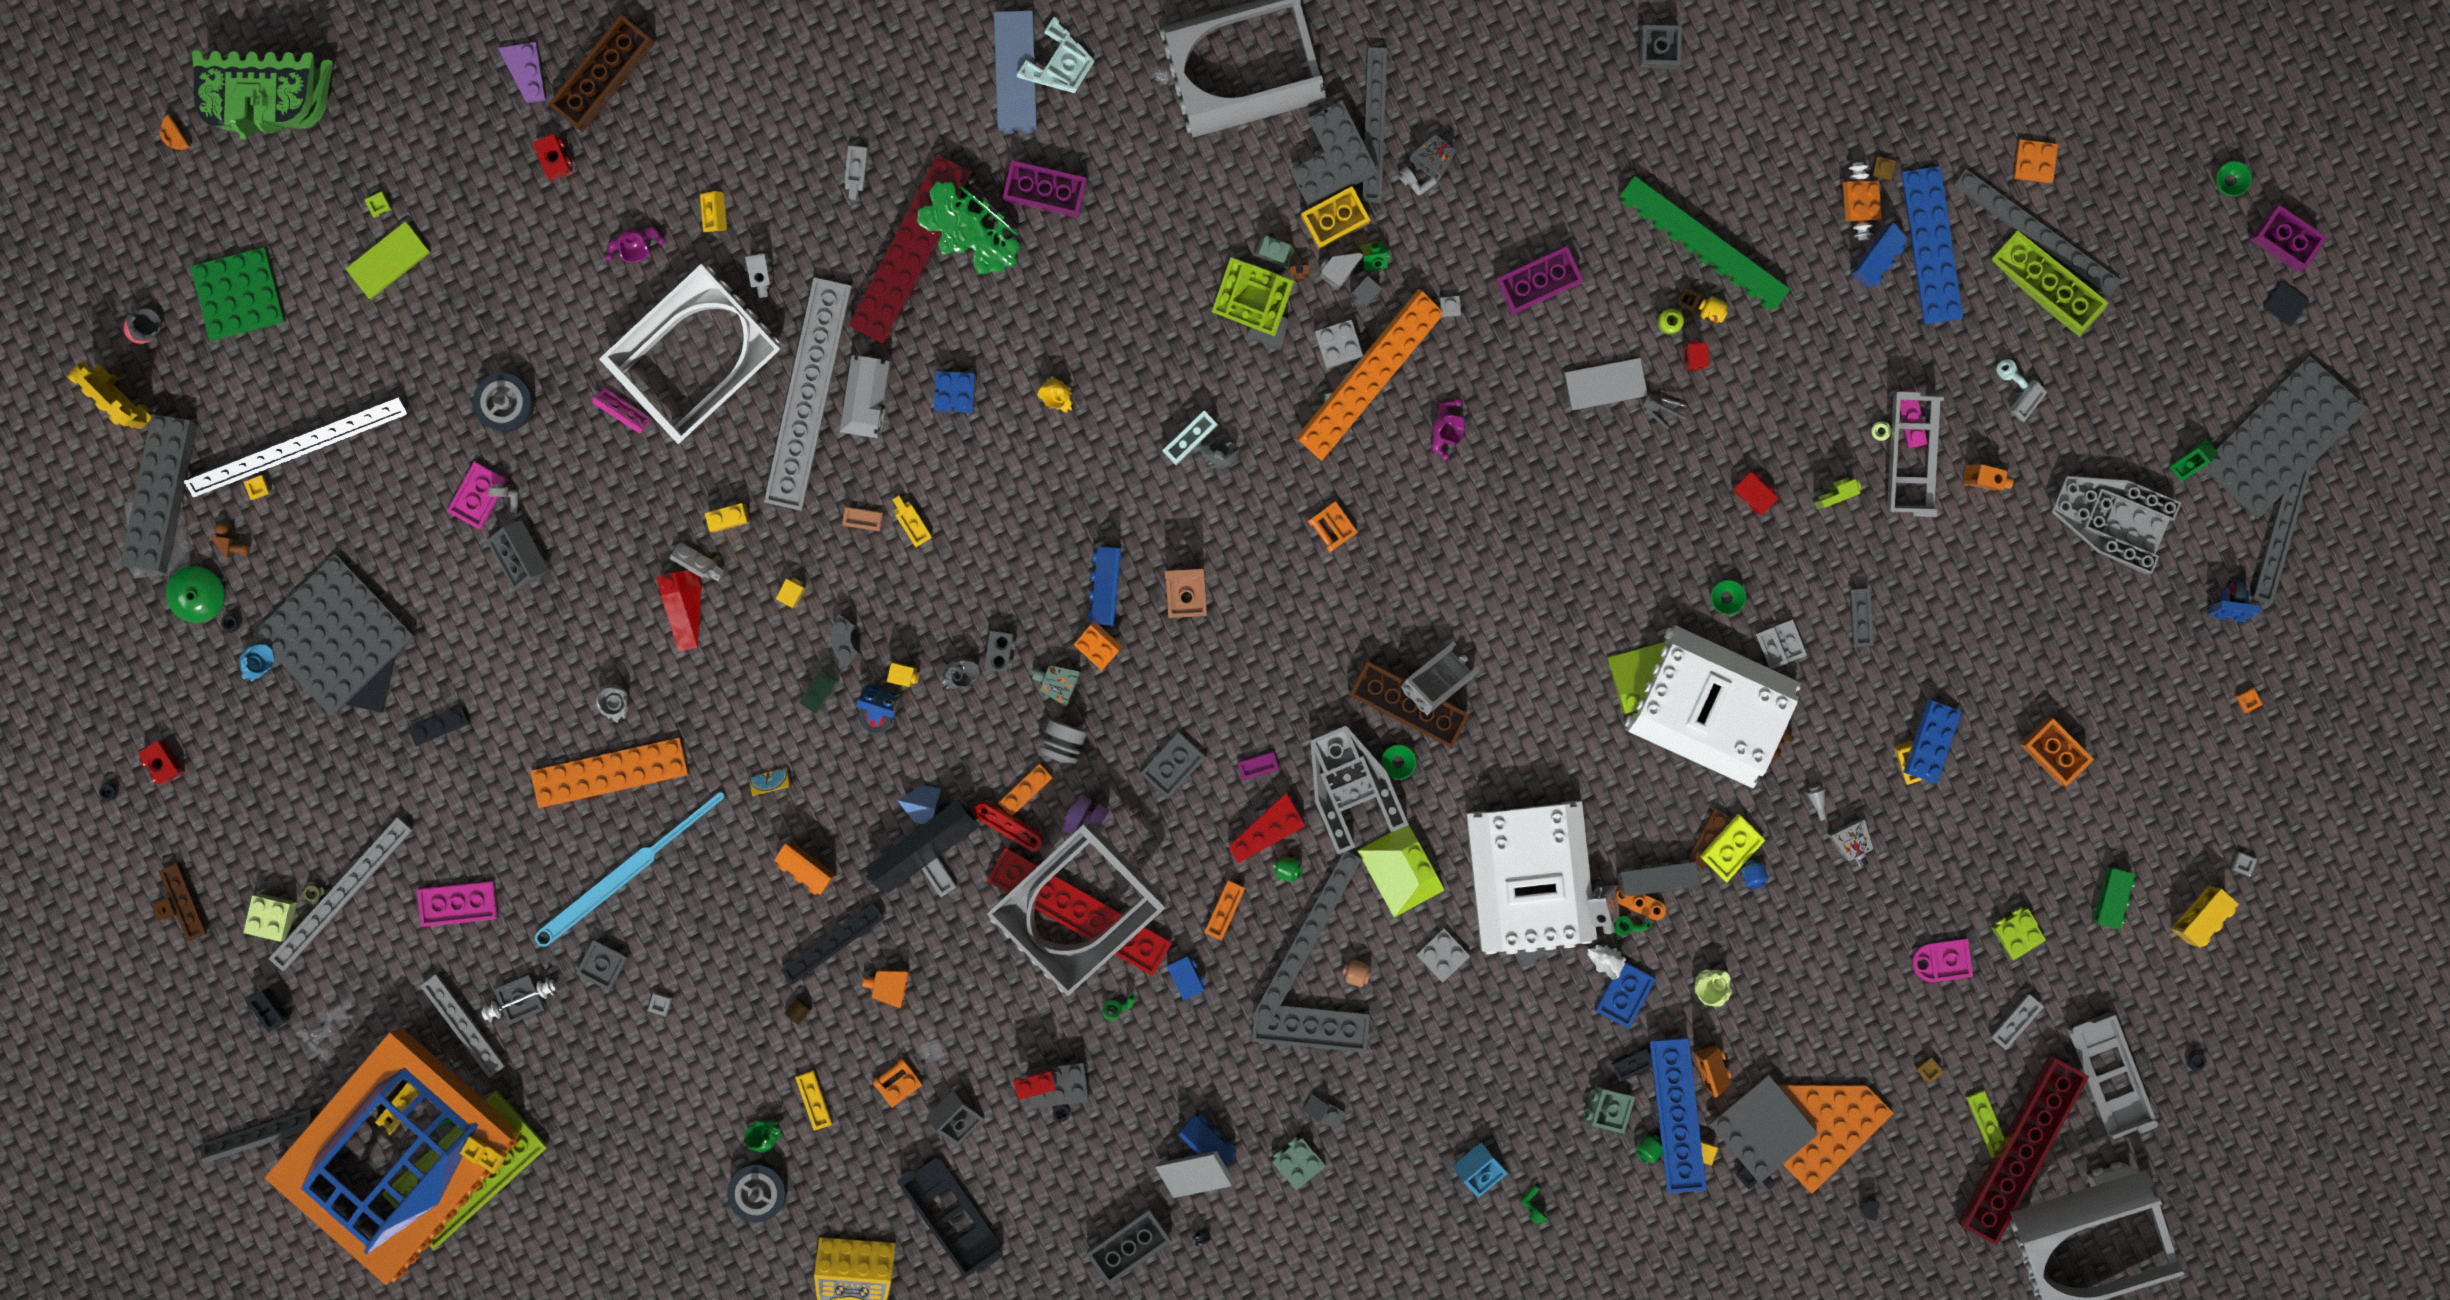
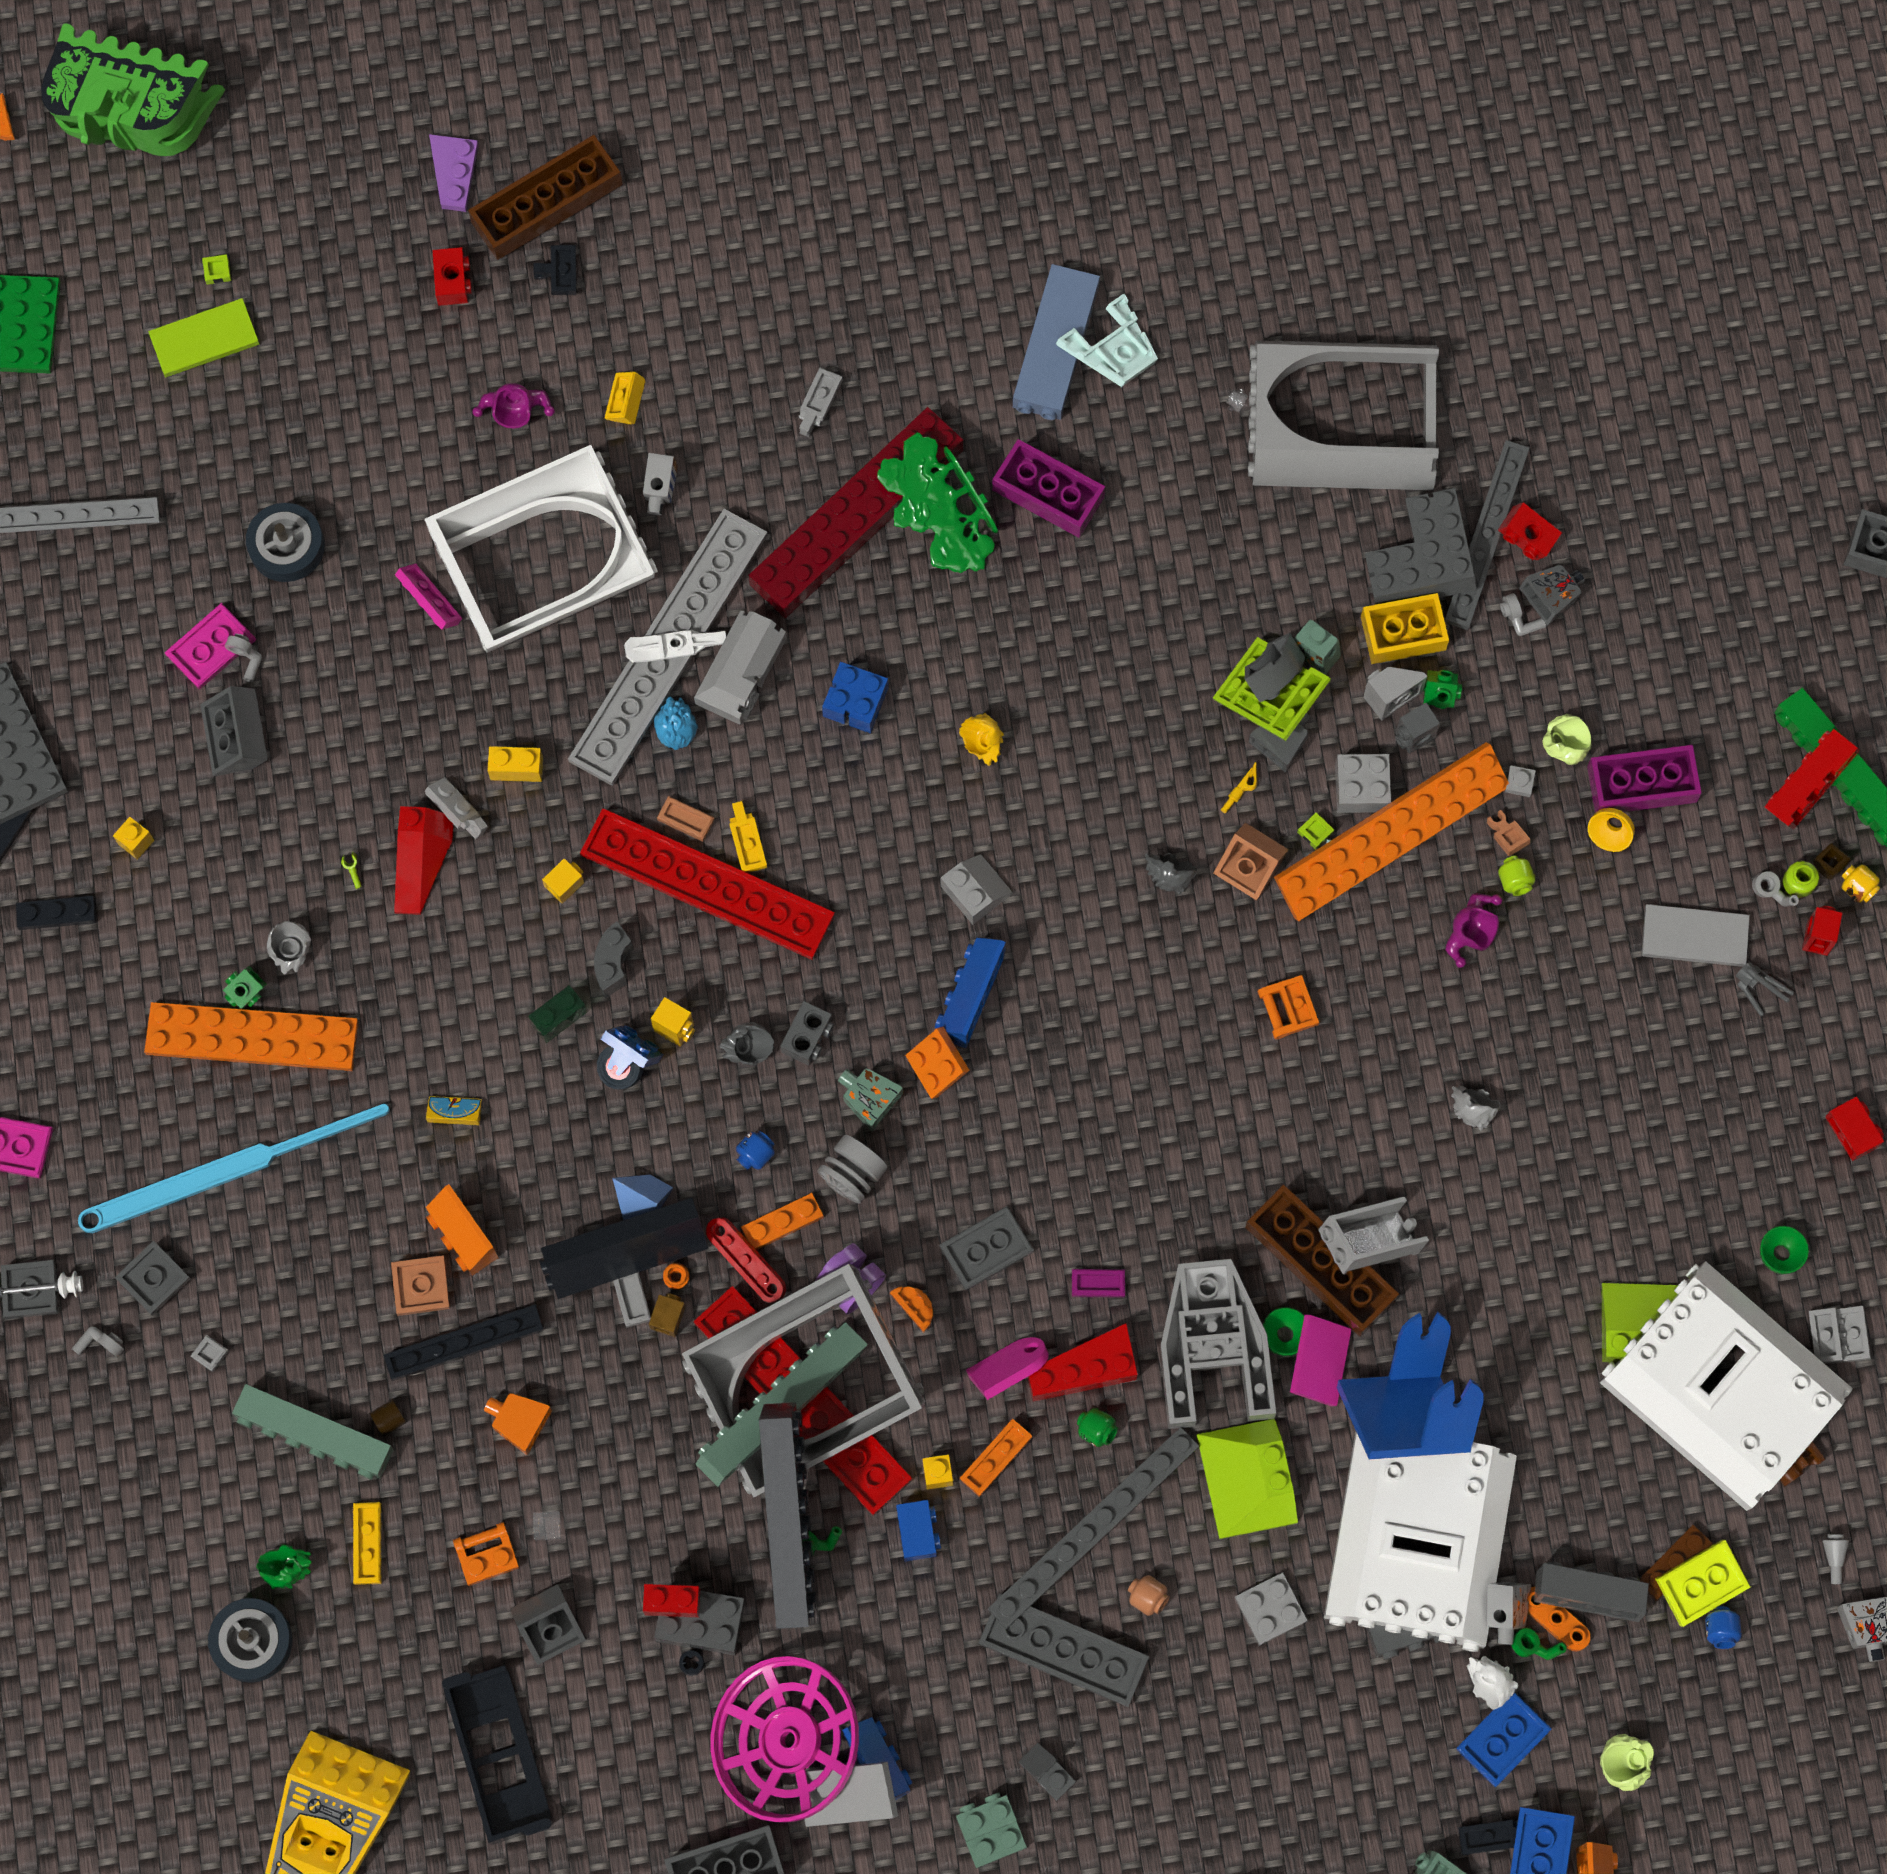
camera: 20 degrees right, 15 degrees down
(474, 656) = (133, 838): none -> yellow brick
(589, 1019) = (110, 1342): none -> light grey plate
(592, 741) = (252, 984): none -> green brick
(632, 126) = (561, 270): none -> black plate
(636, 628) = (352, 870): none -> lime hand
(749, 1037) = (313, 1432): none -> sand green brick
(789, 913) = (420, 1285): none -> nougat plate
(801, 399) = (659, 646): none -> white piece
(832, 451) = (675, 724): none -> dark azure hair
(893, 563) = (707, 884): none -> red plate
(959, 855) = (676, 1268): none -> orange plate
(967, 881) = (667, 1314): none -> pearl gold brick
(990, 747) = (755, 1150): none -> blue head
(1066, 926) = (801, 1386): none -> sand green brick
(1085, 506) = (975, 888): none -> light grey slope
(1094, 1004) = (786, 1515): none -> brick
(1136, 820) = (915, 1304): none -> orange plate
(1136, 1155) = (772, 1739): none -> dark pink dish
(1186, 581) = (1074, 1013): nougat bracket -> none
(1187, 933) = (937, 1472): none -> yellow brick
(1190, 438) = (1137, 840): light aqua brick -> none
(1214, 846) = (1008, 1366): none -> dark pink tile
(1250, 281) = (1274, 668): none -> dark grey brick
(1251, 375) = (1238, 791): none -> yellow hand
(1275, 427) = (1250, 861): none -> nougat slope
(1299, 272) = (1340, 680): dark orange plate -> none
(1314, 390) = (1315, 831): none -> lime plate
(1415, 115) = (1542, 532): none -> red brick
(1428, 775) = (1320, 1360): none -> dark pink tile
(1453, 351) = (1508, 836): none -> nougat plate
(1467, 380) = (1516, 876): none -> lime head
(1476, 267) = (1567, 739): none -> yellowish green hair
(1484, 559) = (1474, 1106): none -> light grey hair
(1500, 795) = (1412, 1407): none -> blue piece
(1523, 328) = (1606, 835): none -> yellow piece
(1652, 333) = (1772, 889): none -> light grey plate
(1659, 248) = (1812, 778): none -> red wedge

